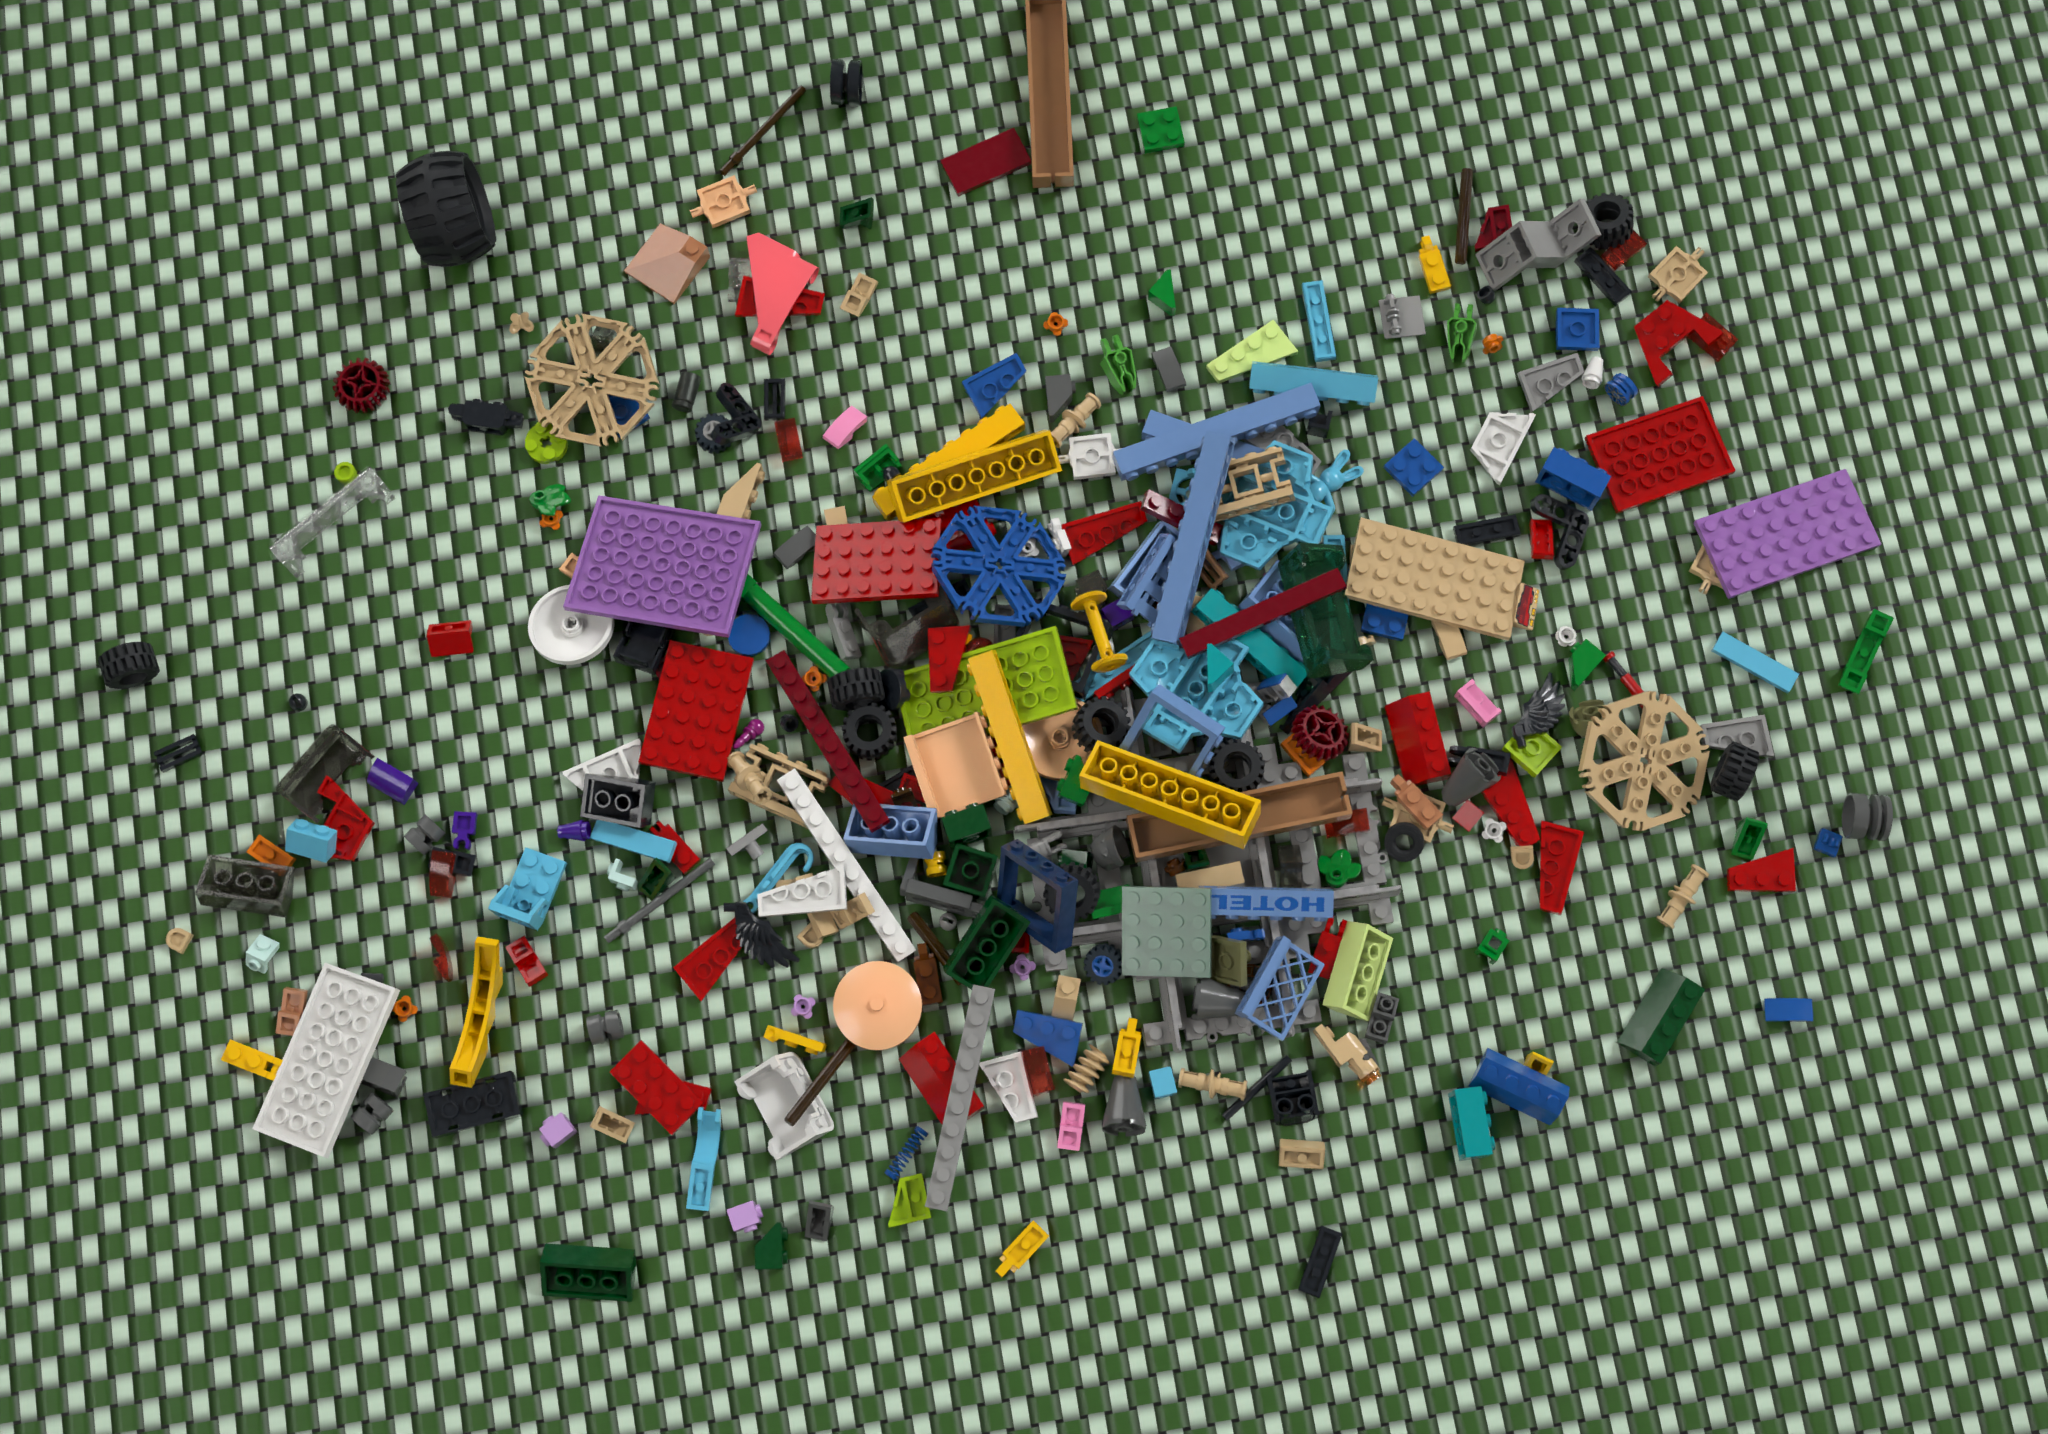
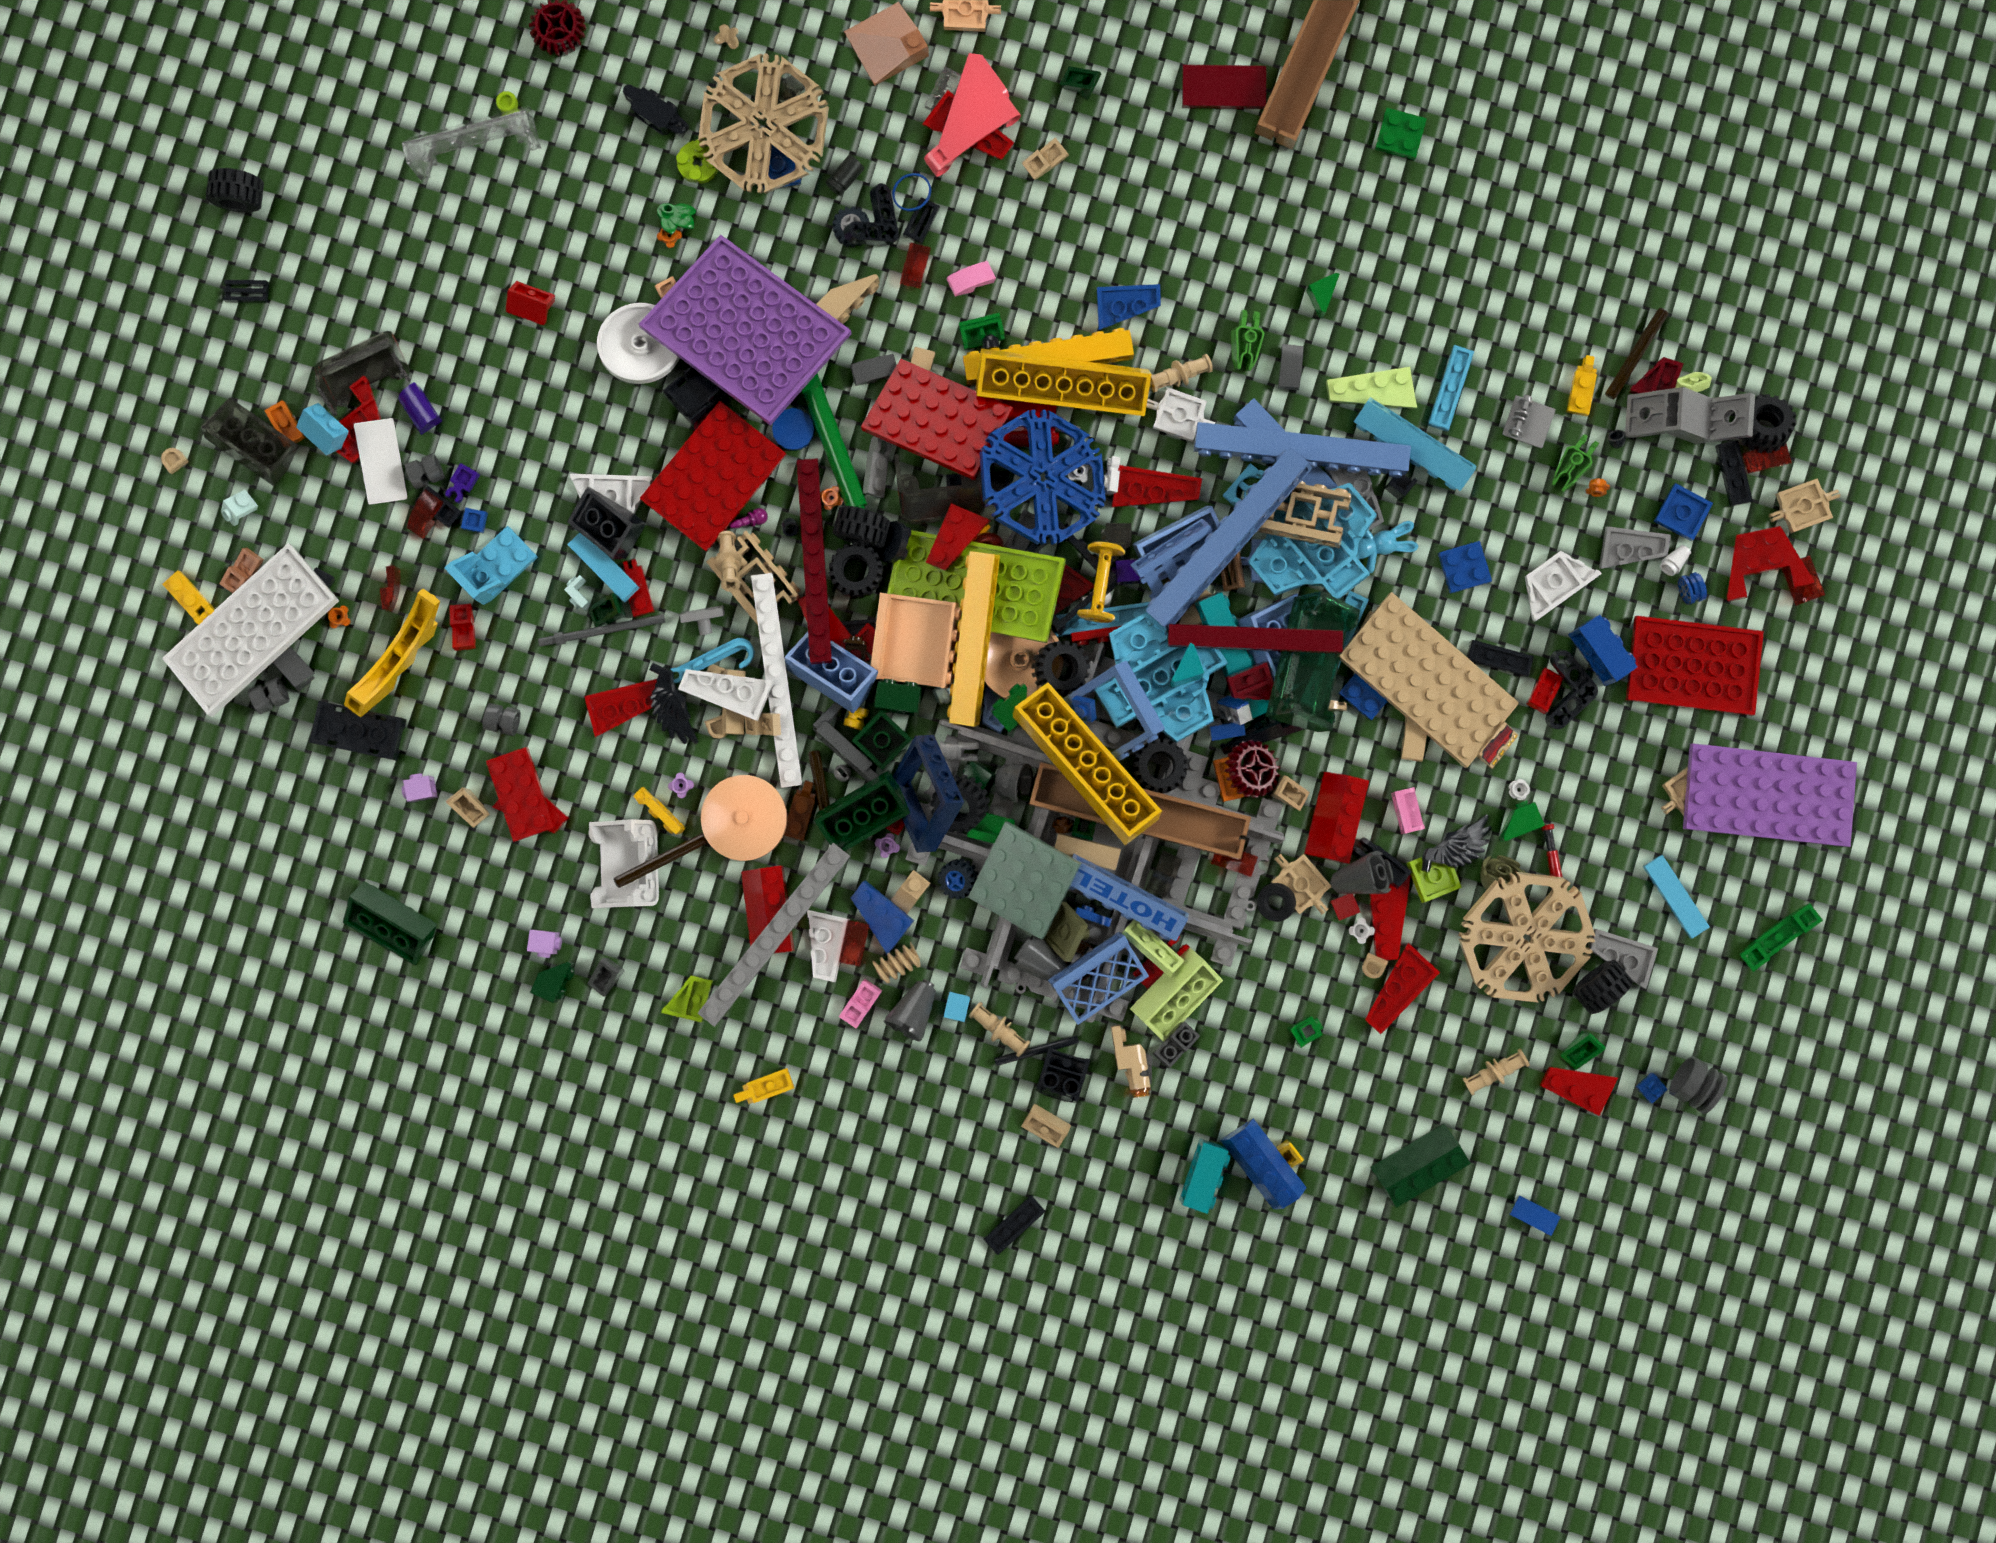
camera: 25 degrees right, 10 degrees up
(302, 700) = (374, 295): black hinge -> none
(378, 846) = (380, 461): none -> white sticker
(492, 857) = (474, 520): none -> blue plate
(576, 830) = (558, 532): dark purple cone -> none
(704, 1160) = (532, 876): medium azure piece -> none
(768, 386) = (908, 175): none -> blue piece
(891, 1174) = (729, 944): blue piece -> none
(1055, 318) = (1211, 267): orange plate -> none
(1059, 394) = (1178, 342): dark grey slope -> none
(1127, 1050) = (940, 964): yellow hinge -> none
(1142, 746) = (1084, 708): none -> blue plate
(1171, 512) = (1222, 504): dark red plate -> none
(1279, 655) = (1251, 682): none -> dark red wing
(1315, 936) = (1153, 948): none -> yellowish green plate
(1340, 865) = (1209, 893): green plate -> none
(1415, 802) = (1304, 873): nougat hinge -> none
(1527, 213) = (1694, 381): none -> yellowish green plate

